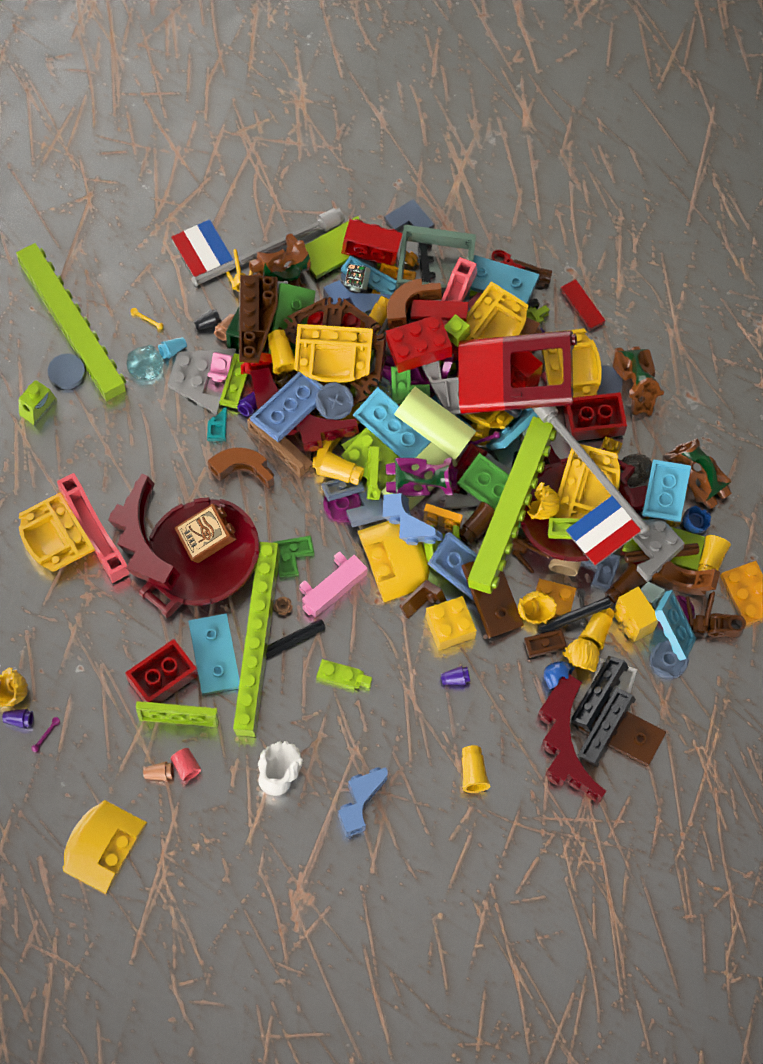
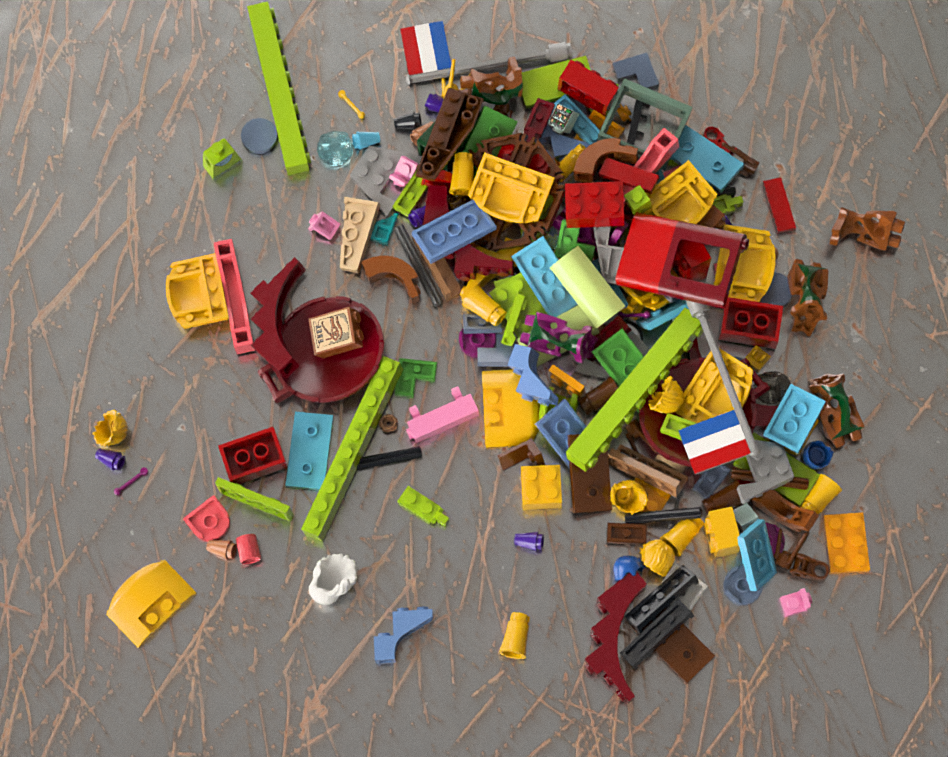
camera: 25 degrees right, 5 degrees up
(136, 749) = (209, 520): none -> coral tile
(158, 437) = (324, 225): none -> bright pink bracket
(191, 429) = (358, 226): none -> tan wing
(229, 296) = (434, 102): none -> dark purple cone
(259, 447) = (418, 265): none -> dark grey axle
(334, 282) = (538, 119): none -> dark red hinge
(334, 401) = (497, 238): sand blue tile -> none
(545, 578) = (645, 472): none -> medium nougat fence
(666, 300) = (863, 224): none -> dark orange hips
(724, 660) = (796, 602): none -> bright pink bracket

